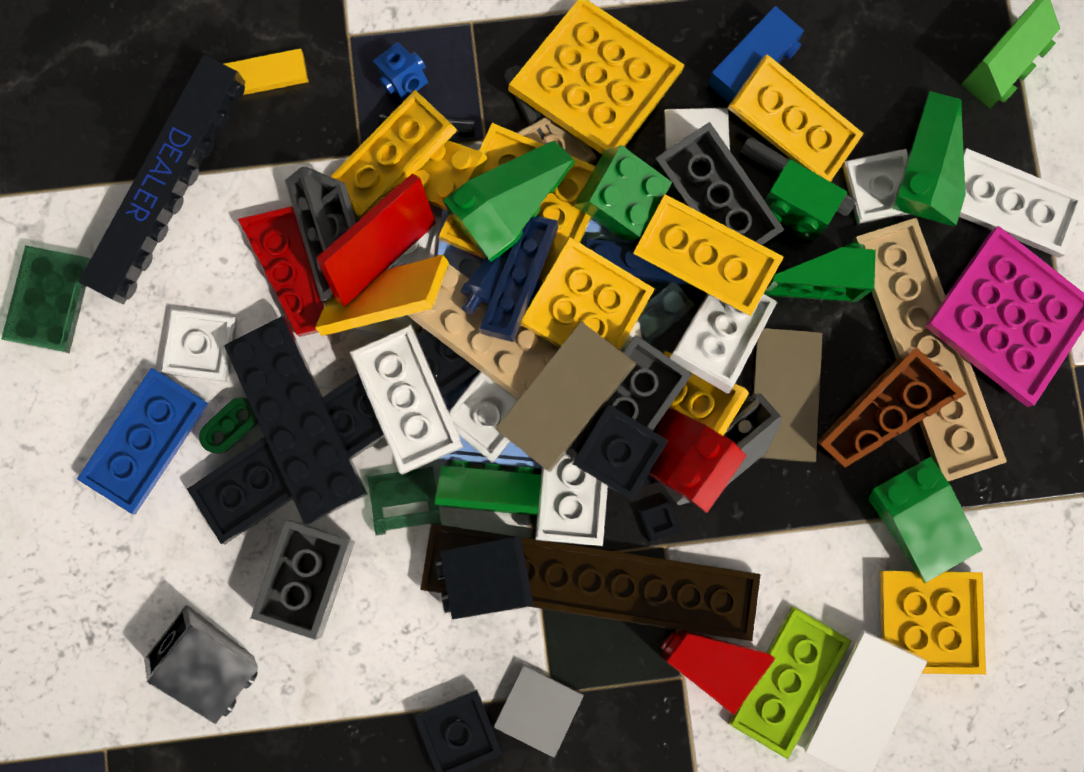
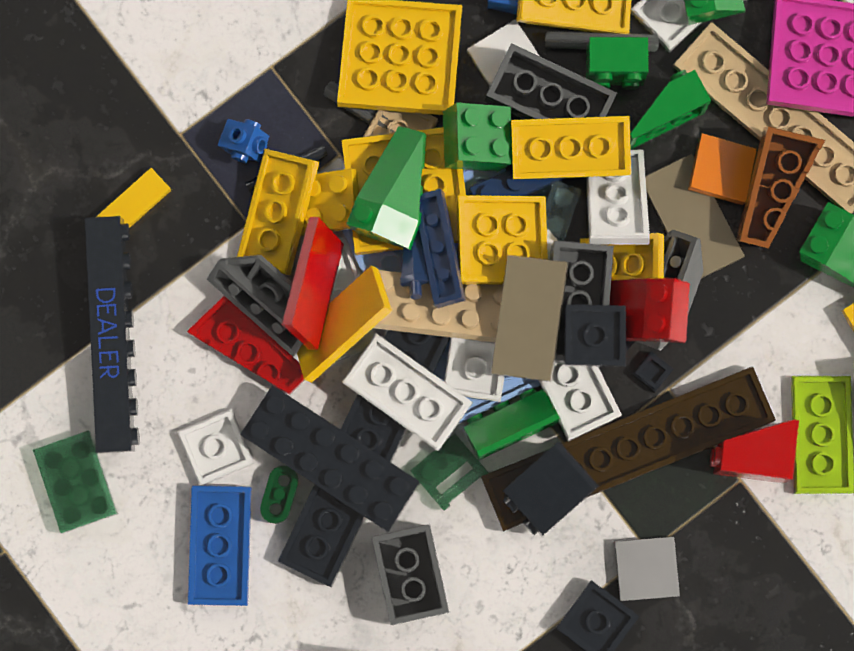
camera: 25 degrees left, 0 degrees up
(843, 364) = (722, 169): none -> orange tile

